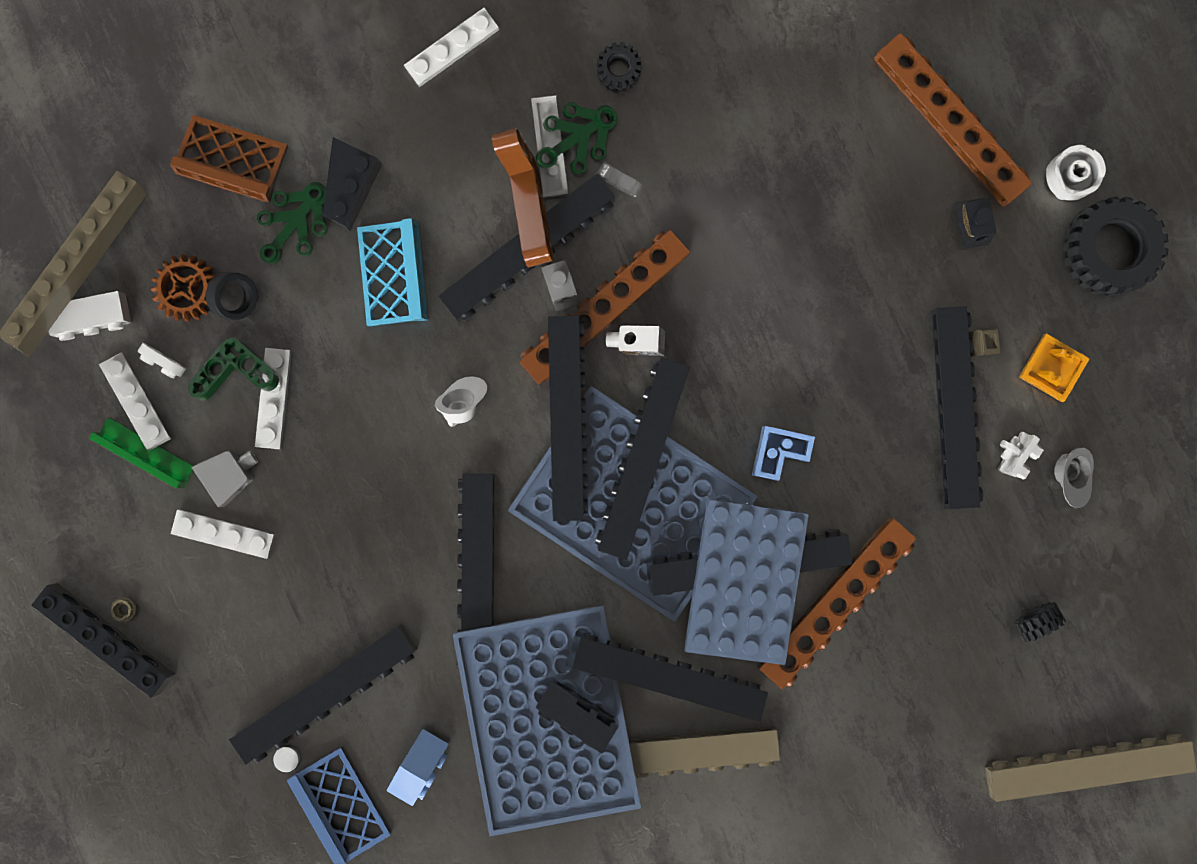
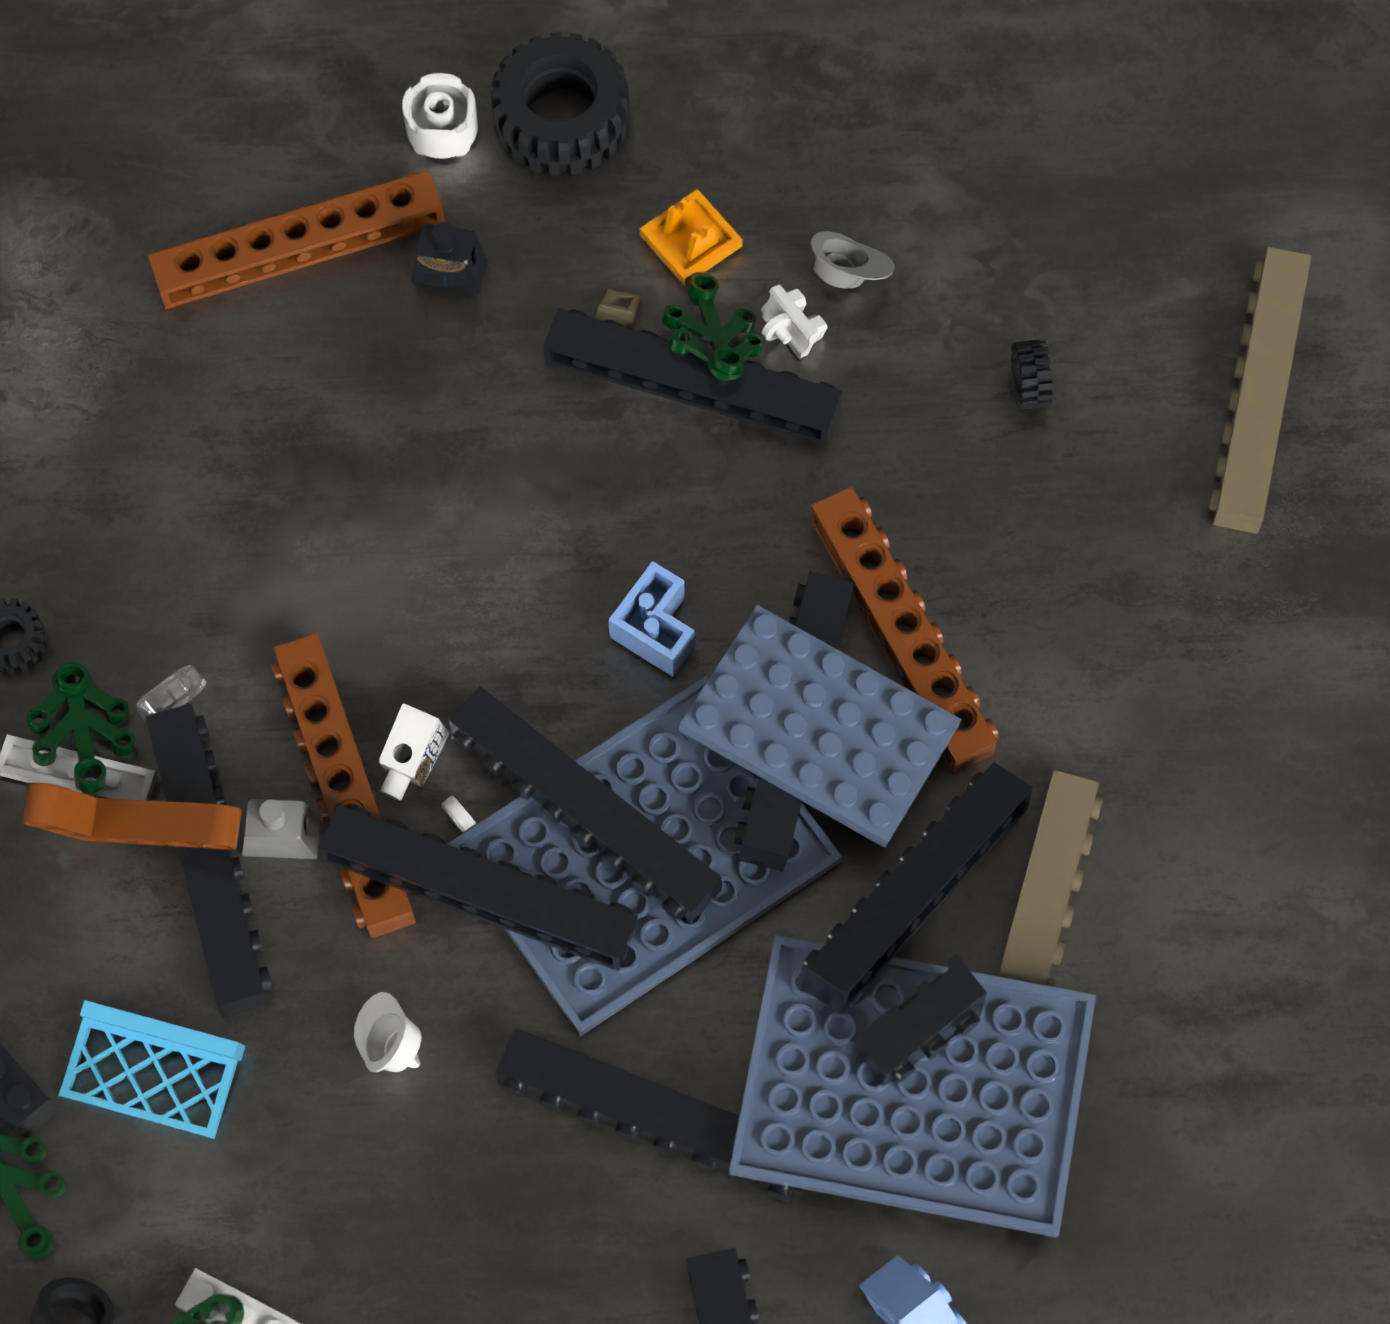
camera: 70 degrees left, 20 degrees down
(612, 384) = (457, 814): none -> white tile
(969, 428) = (722, 361): none -> dark green plant

